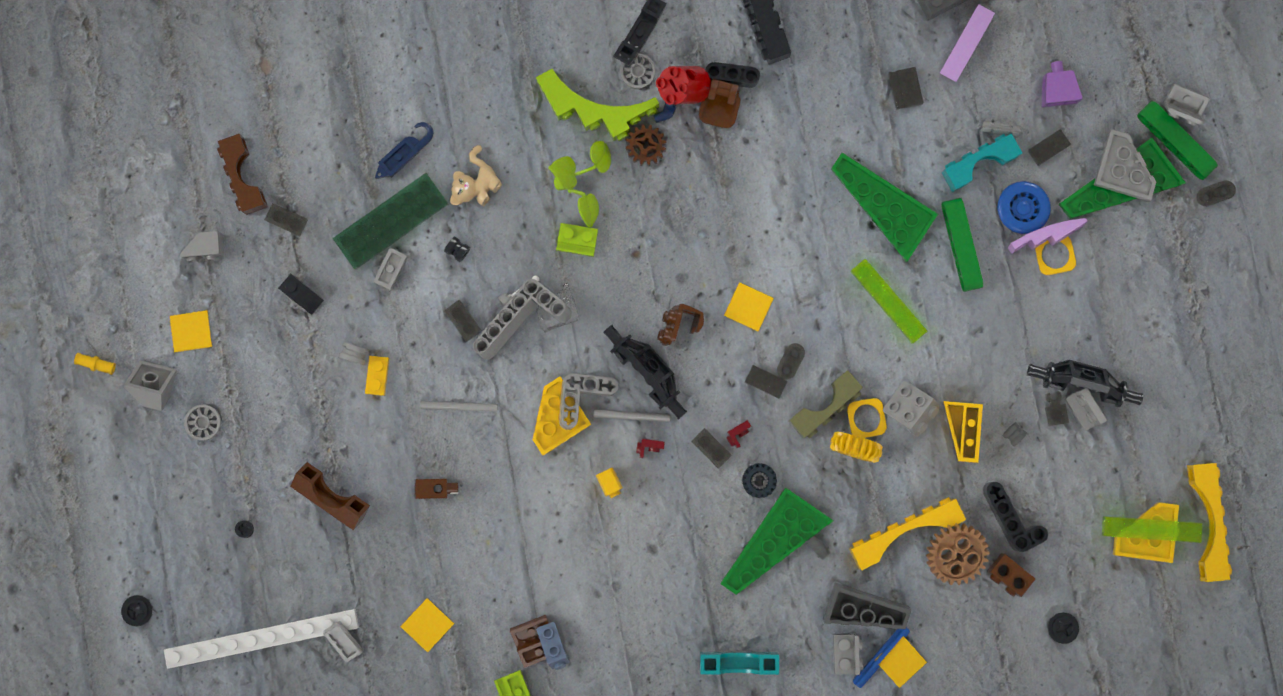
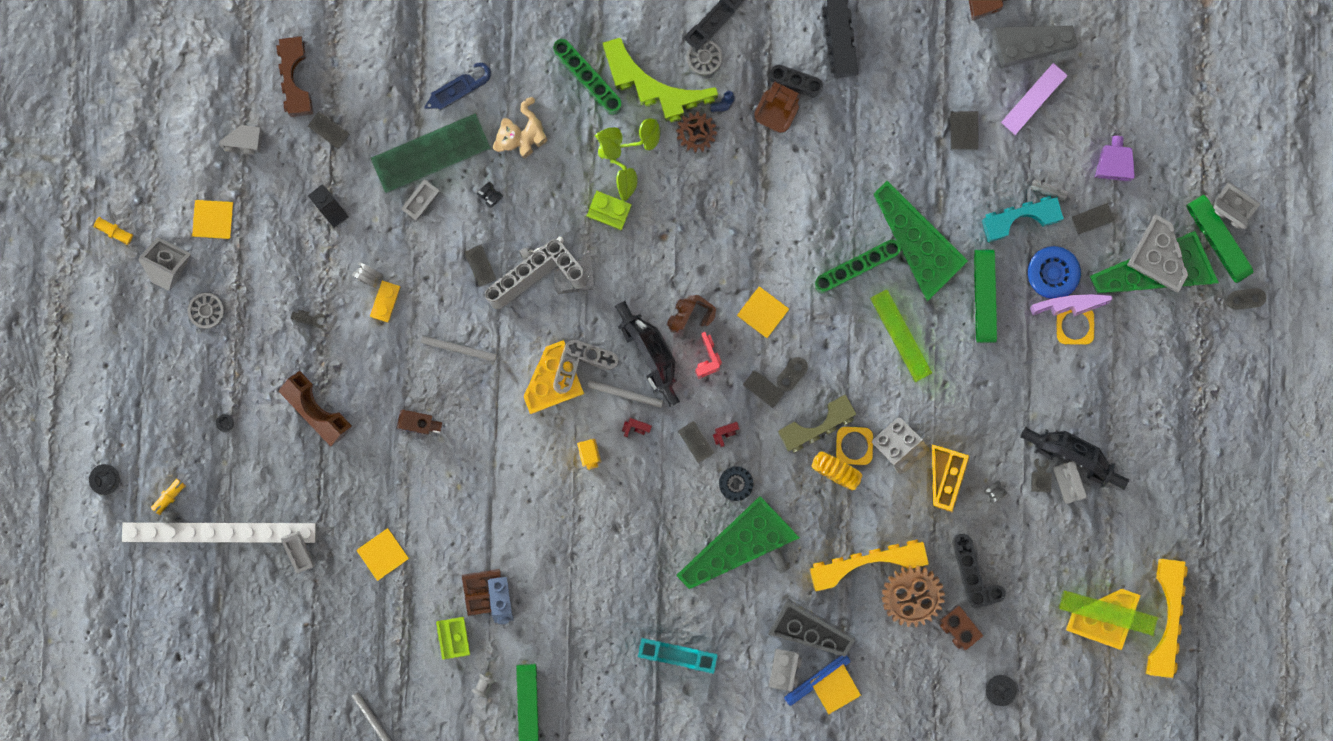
camera: 10 degrees right, 0 degrees up
(203, 614) = (168, 496): none -> yellow pin
(210, 634) = (170, 517): none -> dark grey bush
(300, 408) = (303, 317): none -> clear smoke plate
(522, 106) = (578, 72): none -> green beam
(683, 85) = (745, 81): red cylinder -> none
(706, 373) = (706, 368): none -> coral bracket
(838, 236) = (864, 259): none -> green beam

